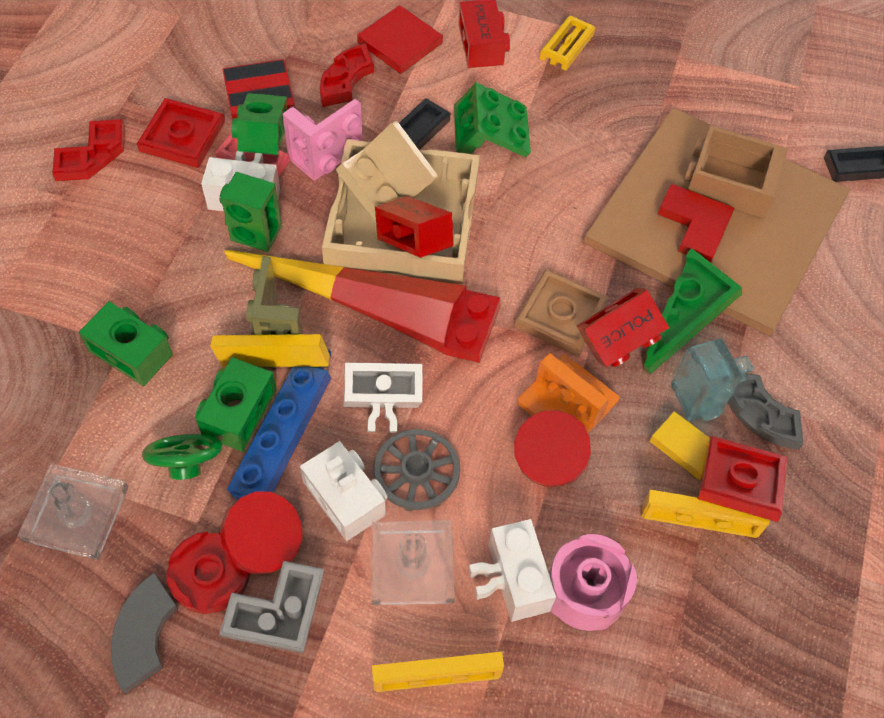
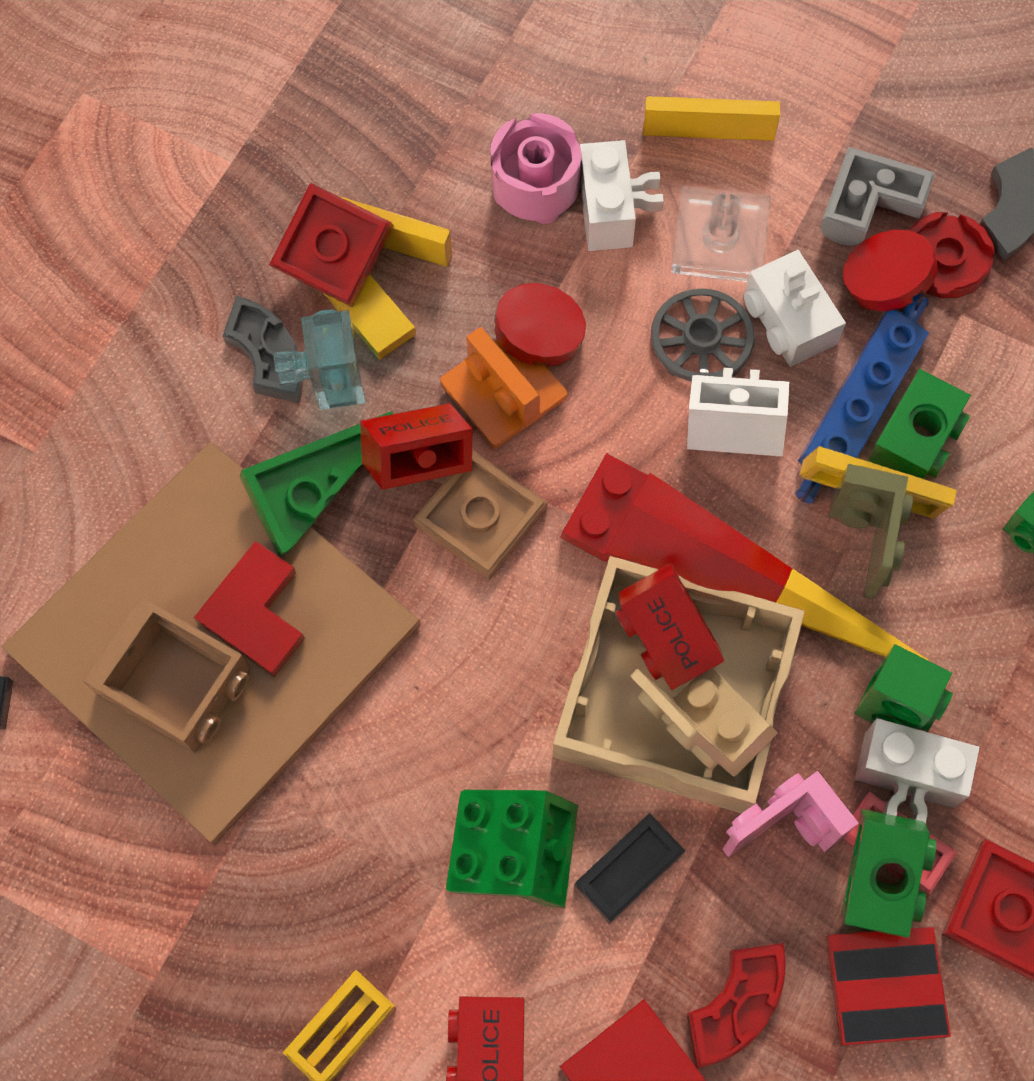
camera: 165 degrees left, 10 degrees up
(180, 454) = (980, 353): green piece -> none

